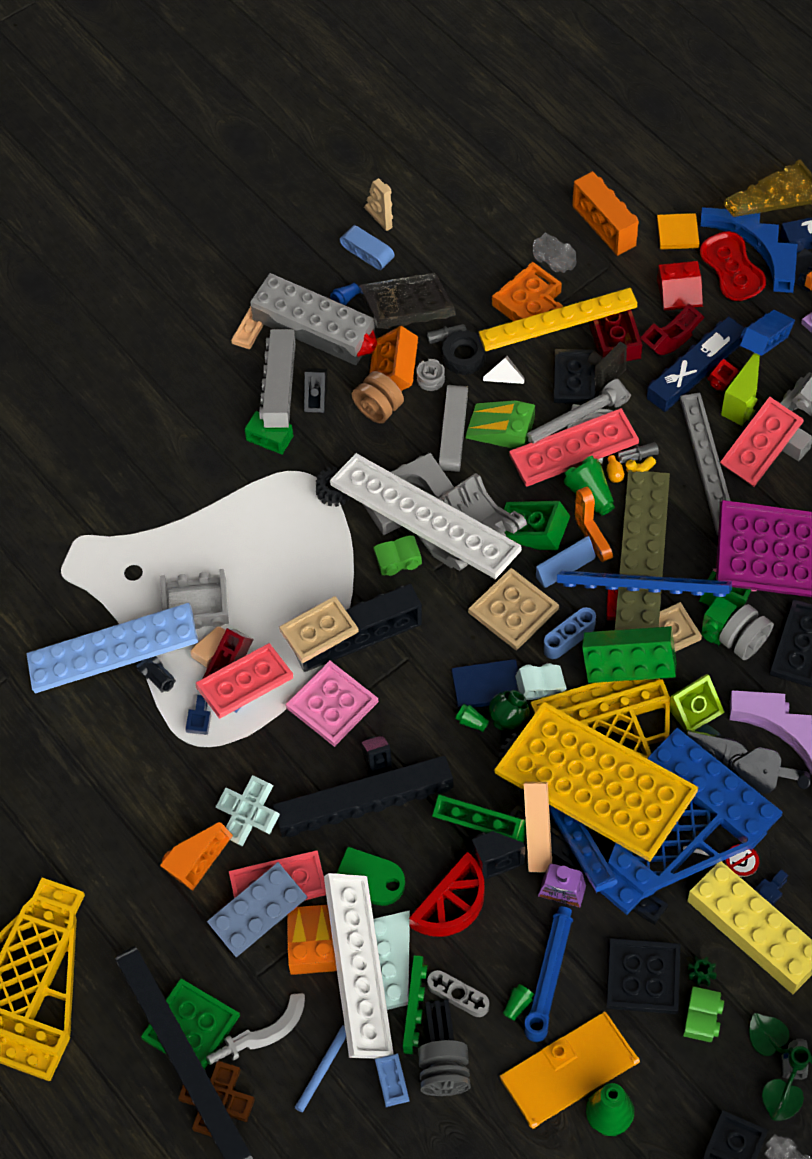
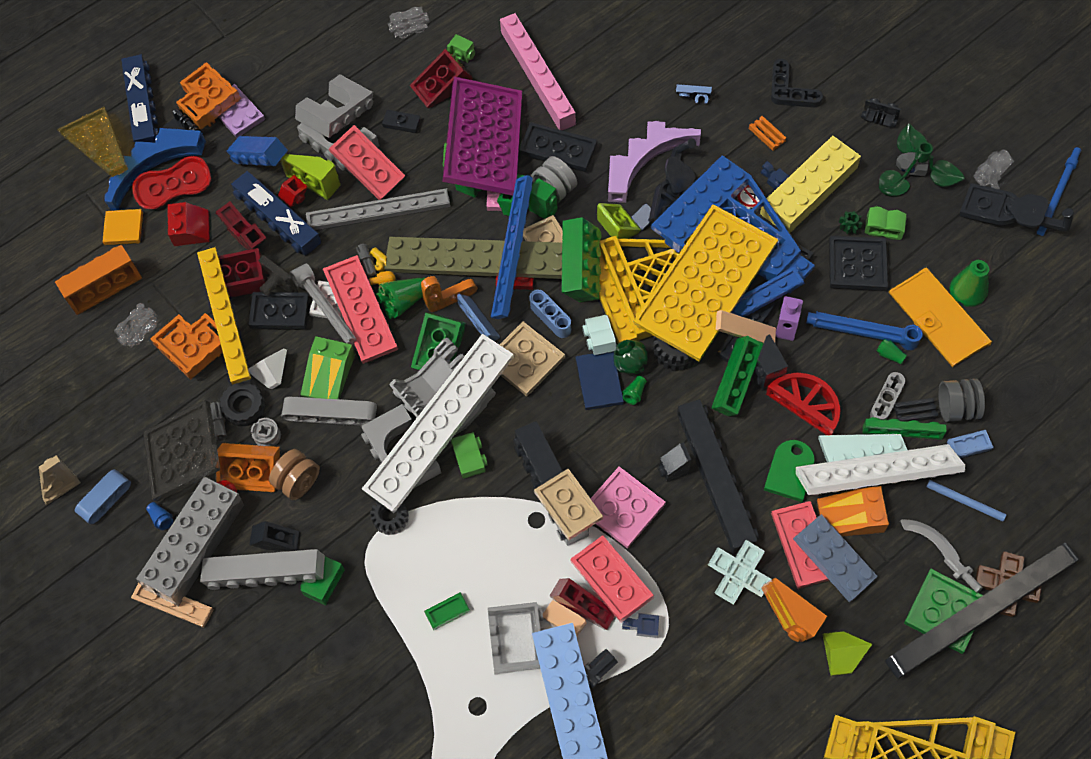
camera: 90 degrees left, 5 degrees up
(154, 910) = (844, 652): none -> lime slope
(230, 542) = (446, 611): none -> green tile

